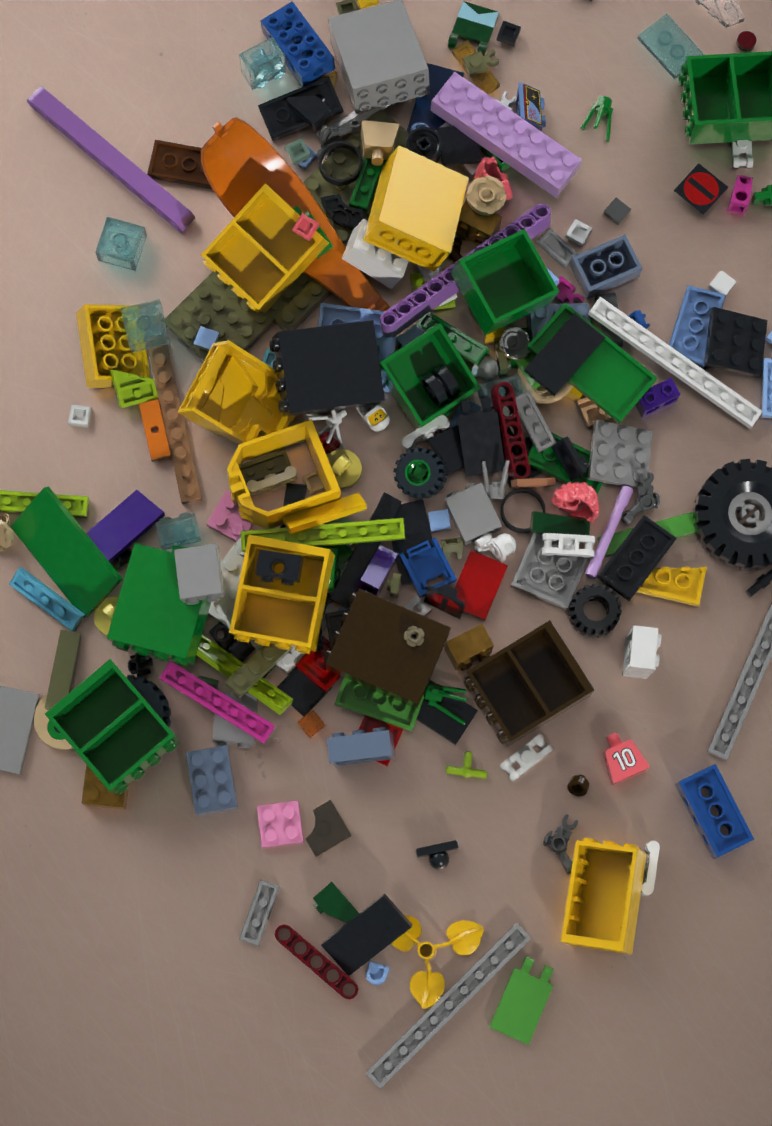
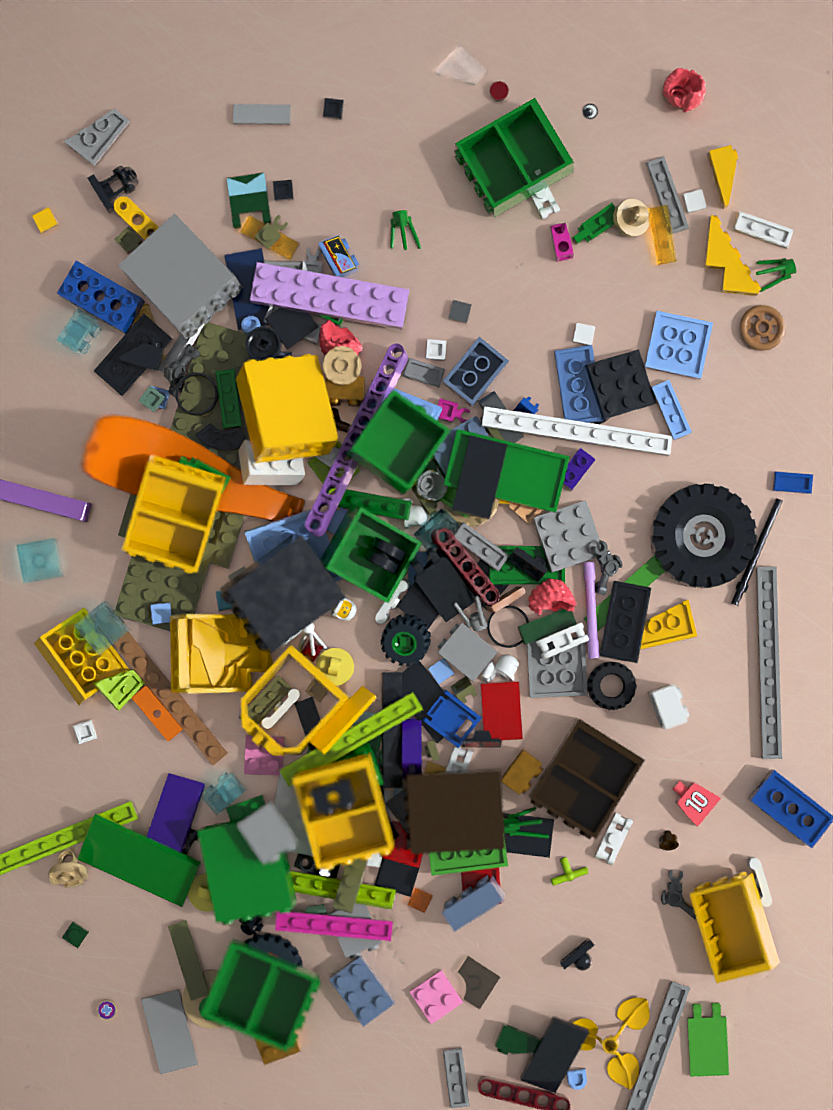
camera: 25 degrees left, 10 degrees up
(46, 599) = (142, 906): medium azure tile -> none
(177, 164) = (54, 457): reddish brown tile -> none
(305, 227) = (203, 484): coral tile -> none
(378, 140) = (221, 358): tan torso -> none
(413, 630) = (474, 800): dark tan plate -> none
(668, 44) = (433, 129): clear light blue tile -> none
(701, 189) = (524, 255): piece -> none

